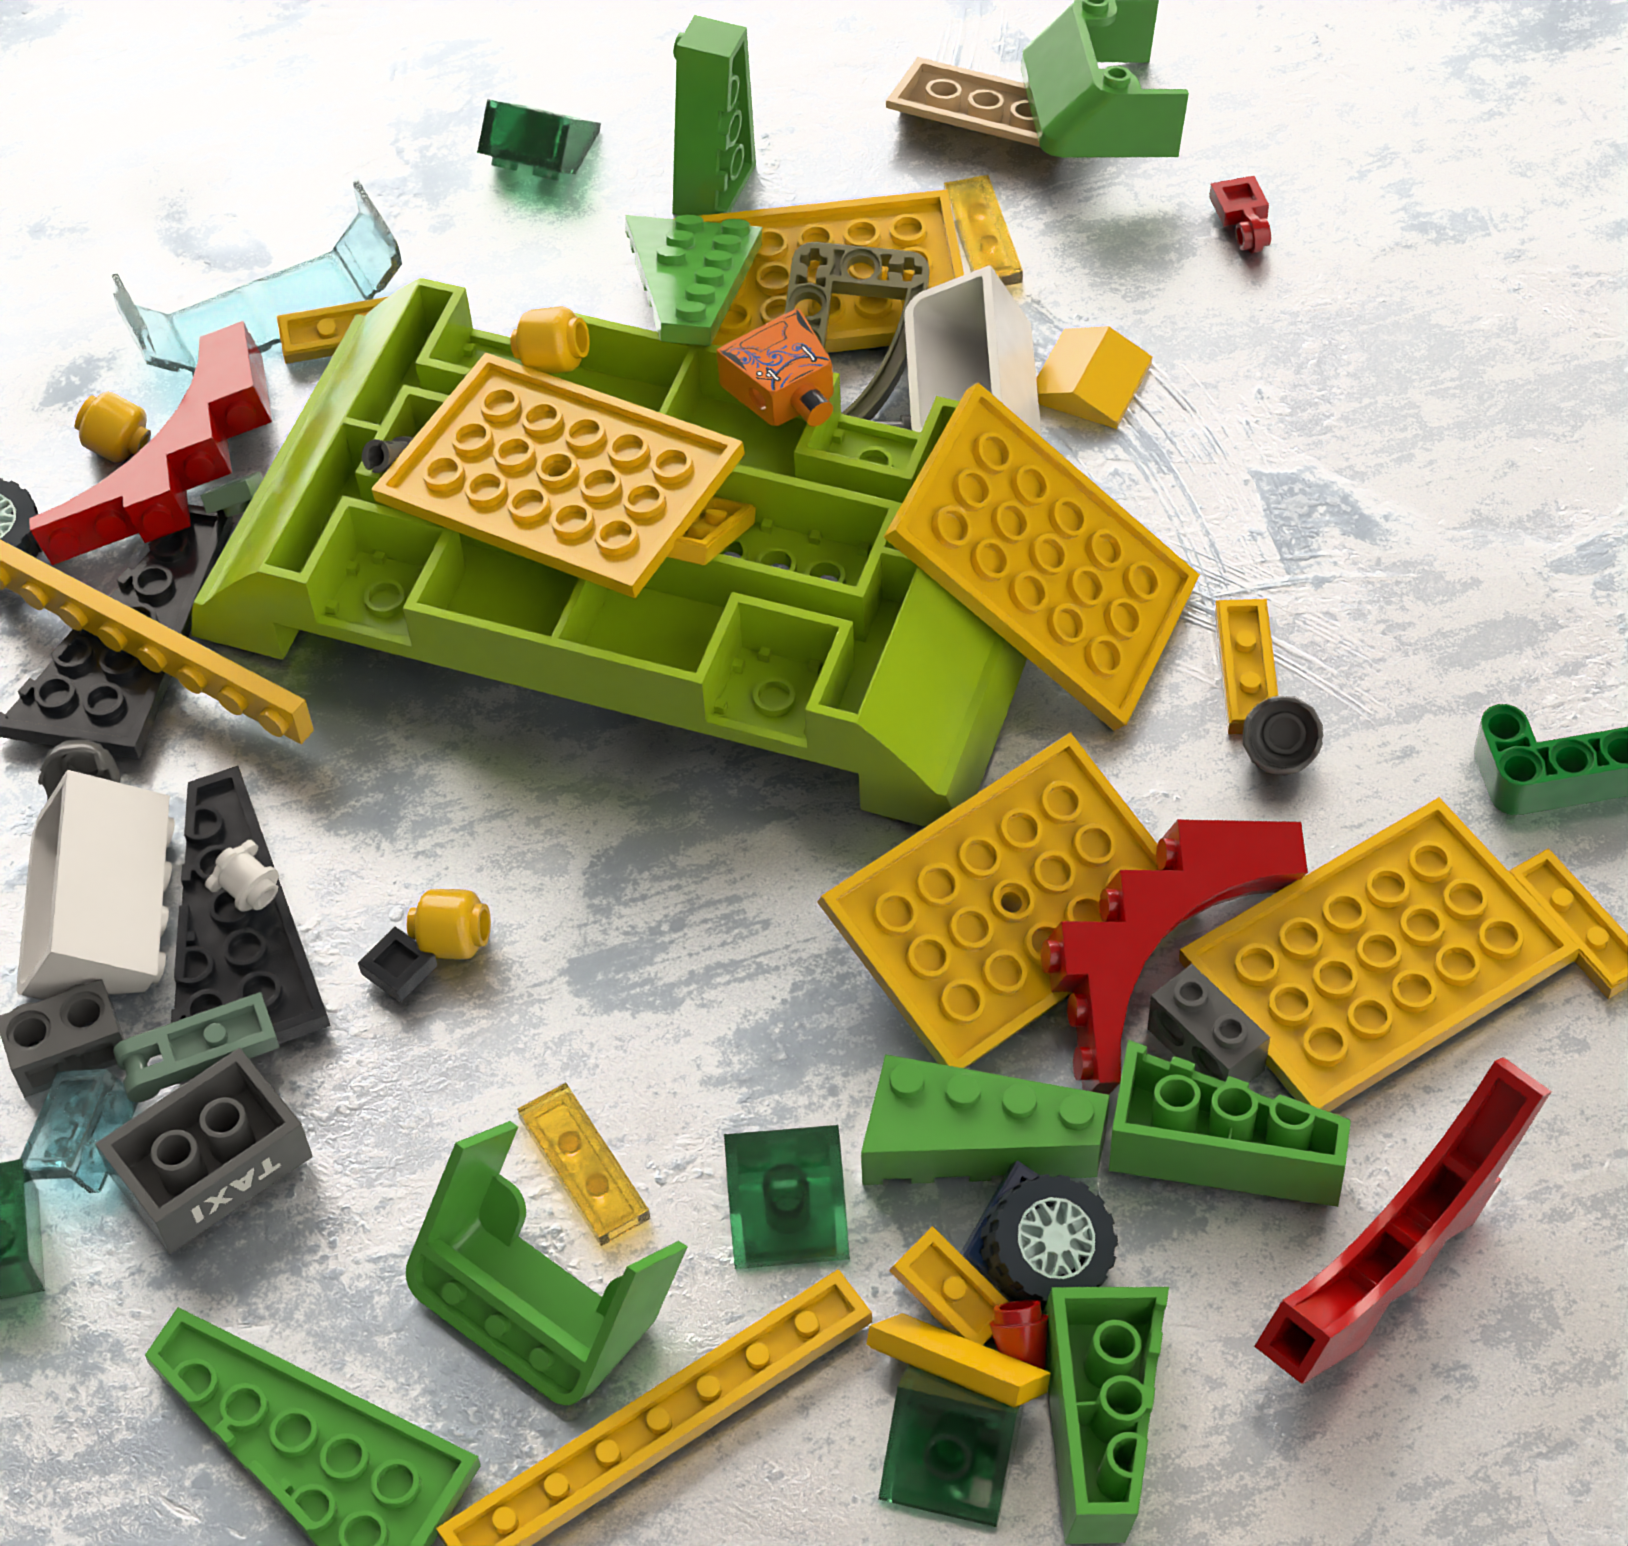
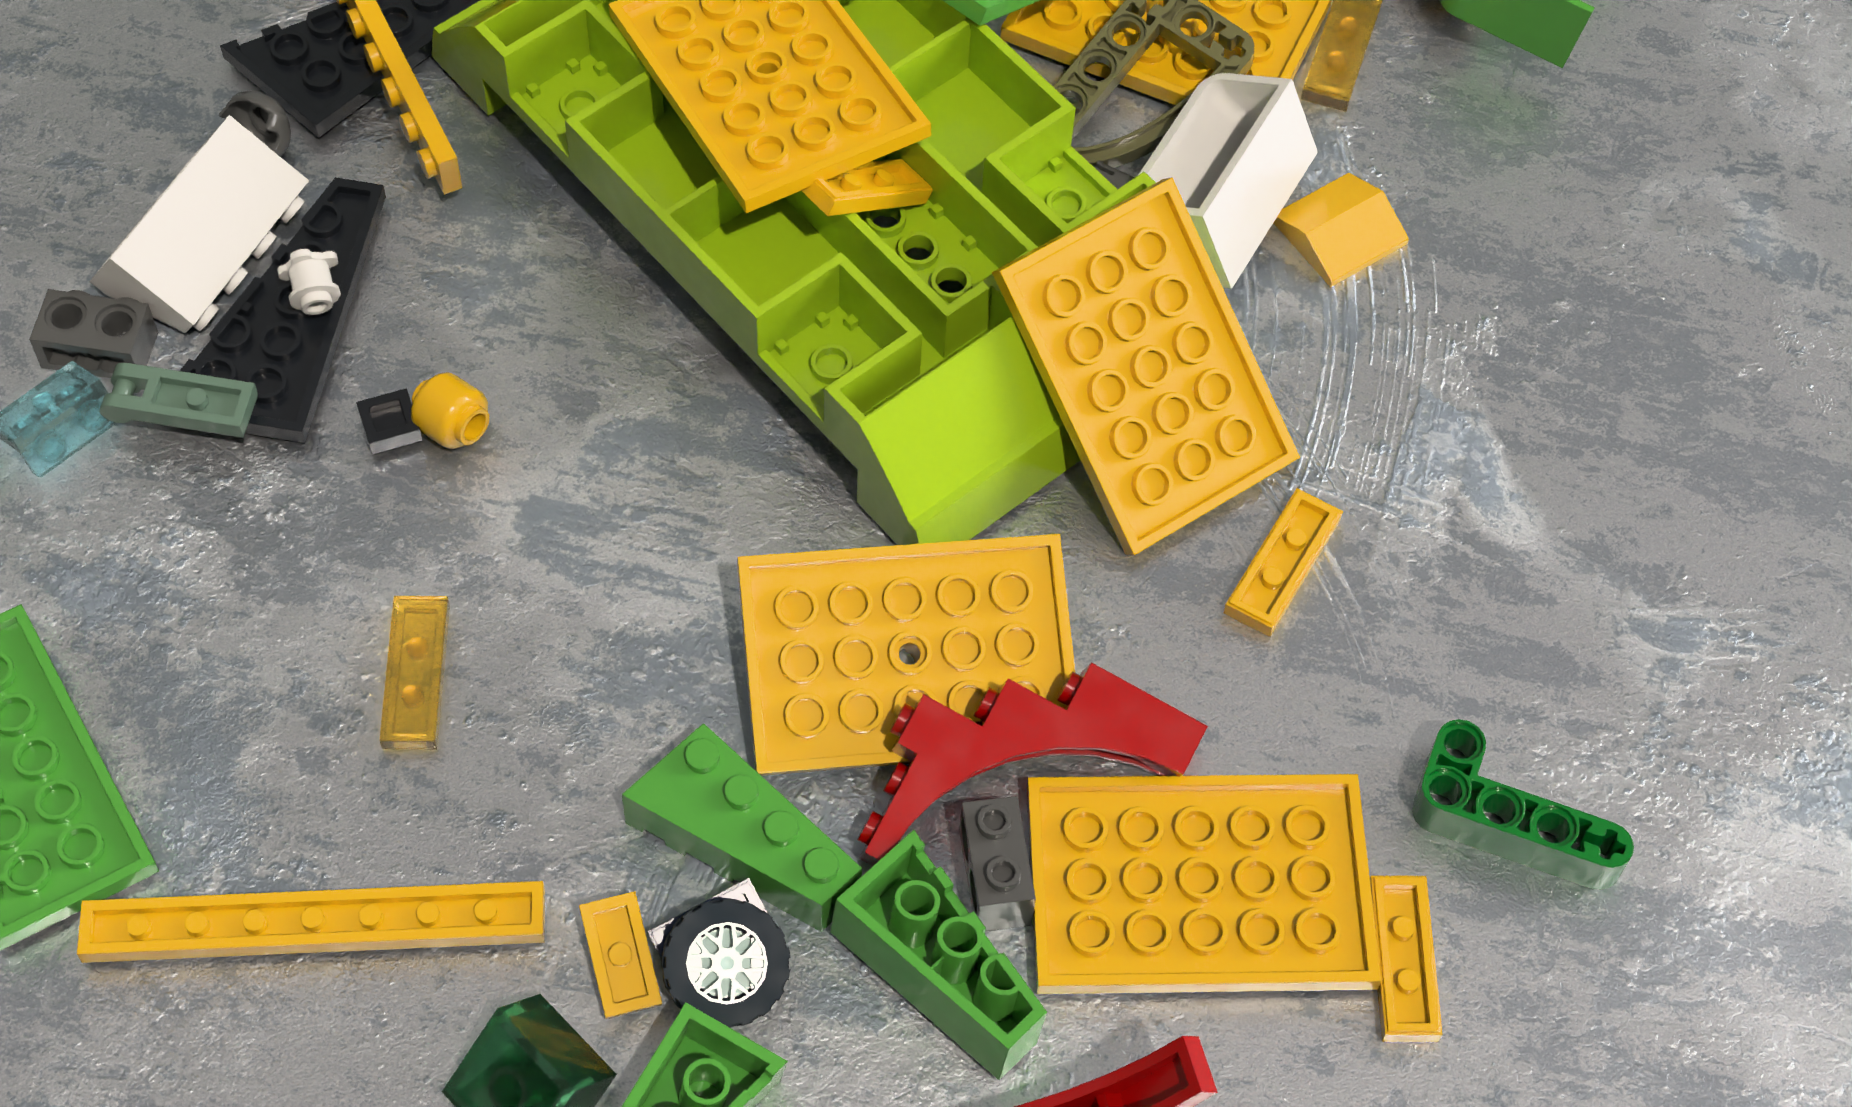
camera: 25 degrees right, 5 degrees up
(204, 1150) = (126, 488): dark grey brick -> none
(515, 1298) = (280, 739): bright green windscreen -> none
(779, 371) = (1017, 78): orange torso -> none
(786, 1196) = (548, 795): clear green slope -> none
(958, 1360) = (577, 1016): yellow tile -> none
(1021, 1331) = (640, 1031): red cone -> none
(1244, 205) = (1591, 143): red plate -> none
(1282, 735) = (1257, 640): dark grey hair -> none

